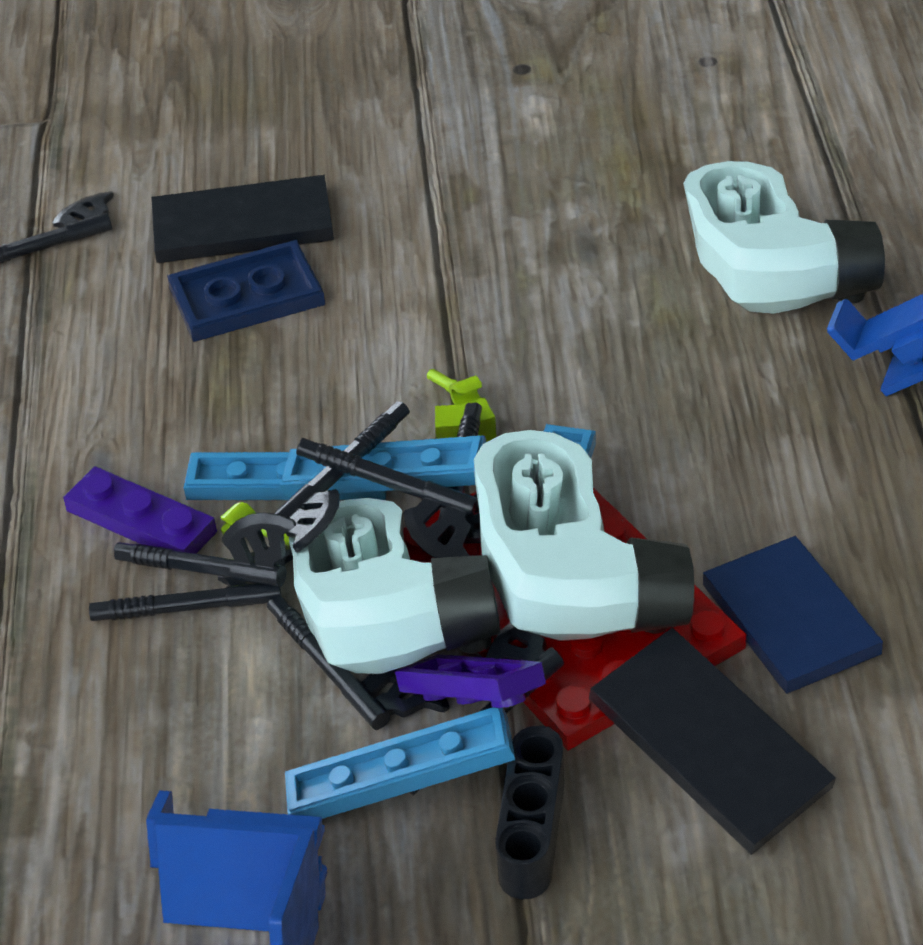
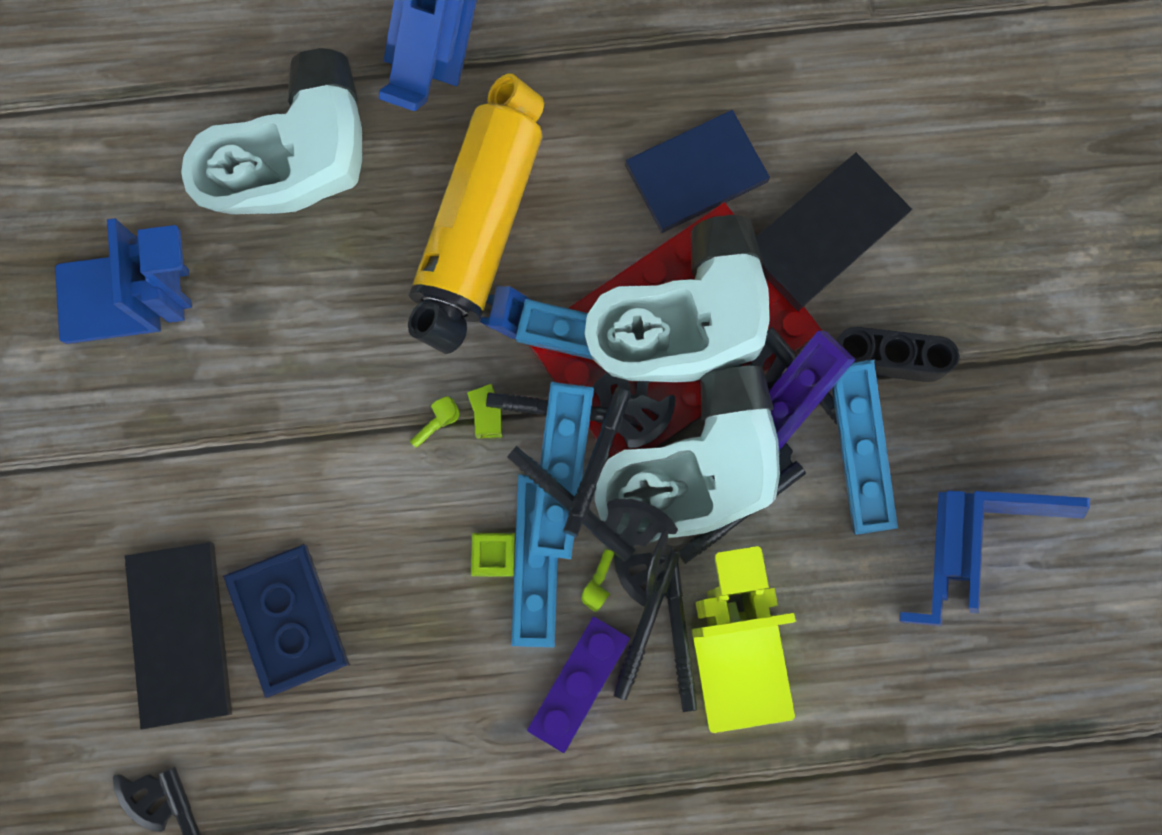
camera: 95 degrees left, 35 degrees up
(161, 657) = (742, 651): none -> neon yellow piece
(290, 430) = (493, 555): none -> lime tile
(590, 419) = (506, 310): none -> blue tile
(604, 141) = (125, 290): none -> blue piece
(706, 390) = (476, 215): none -> yellow piece

